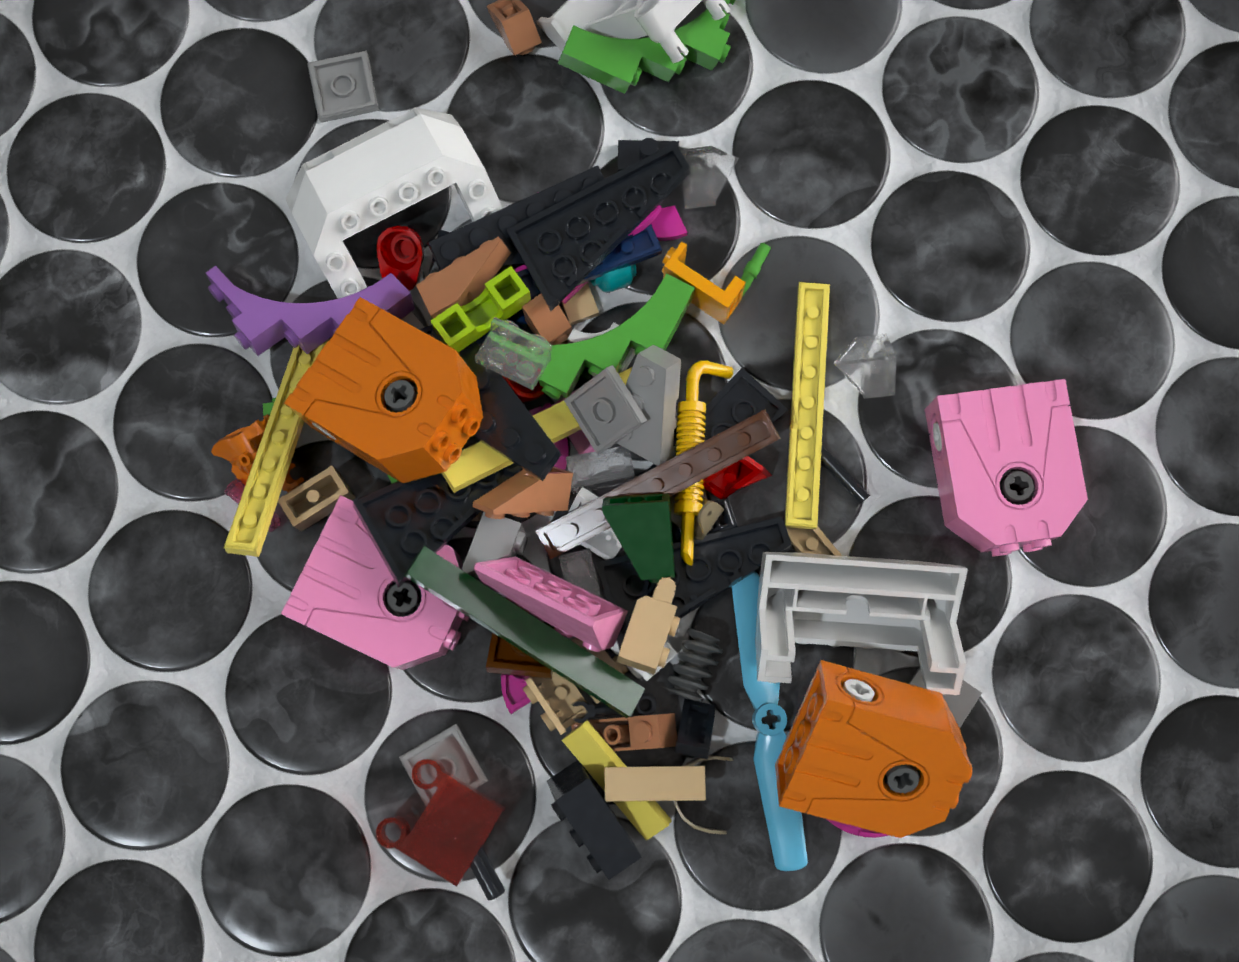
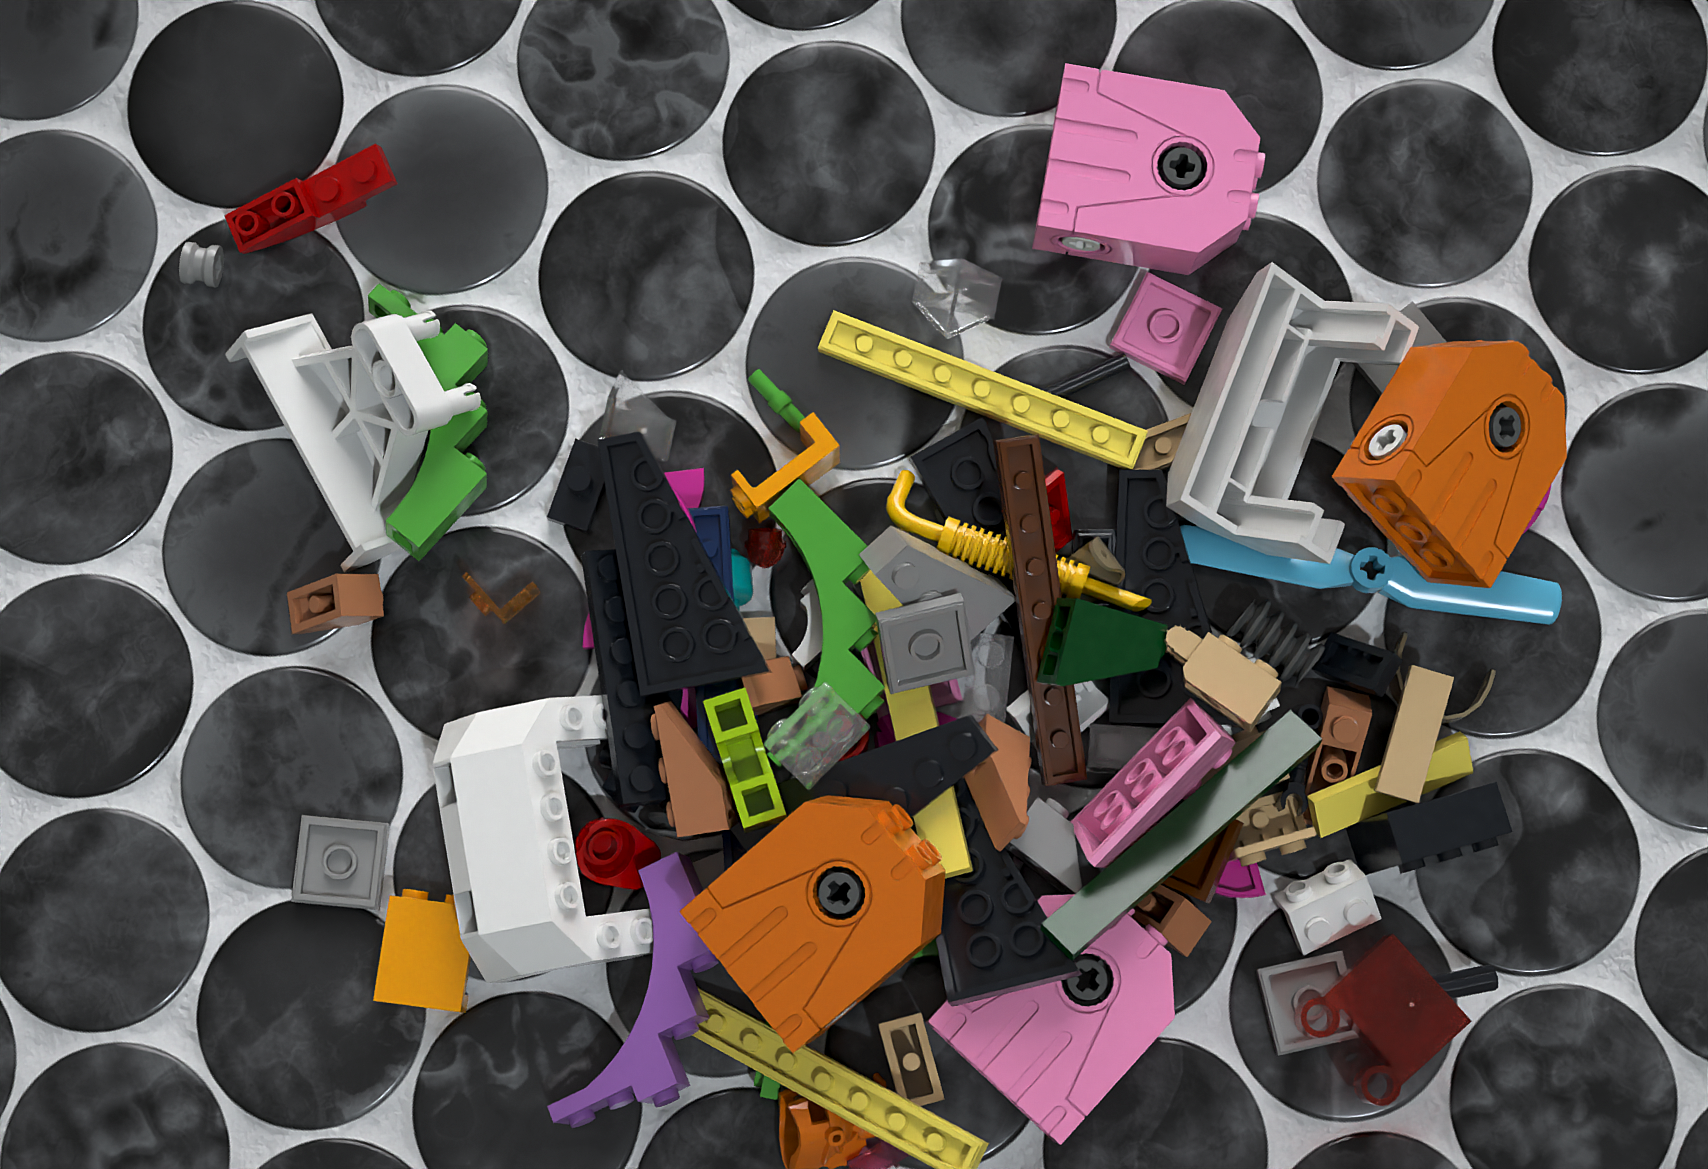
camera: 75 degrees left, 0 degrees up
(286, 148) = (422, 954): none -> light orange panel
(469, 649) = (1172, 917): none -> nougat slope
(516, 761) = (1328, 905): none -> white bracket
(545, 120) = (510, 609): none -> clear orange bracket
(644, 288) = (765, 546): none -> clear red plate
(899, 520) = (1165, 328): none -> bright pink tile

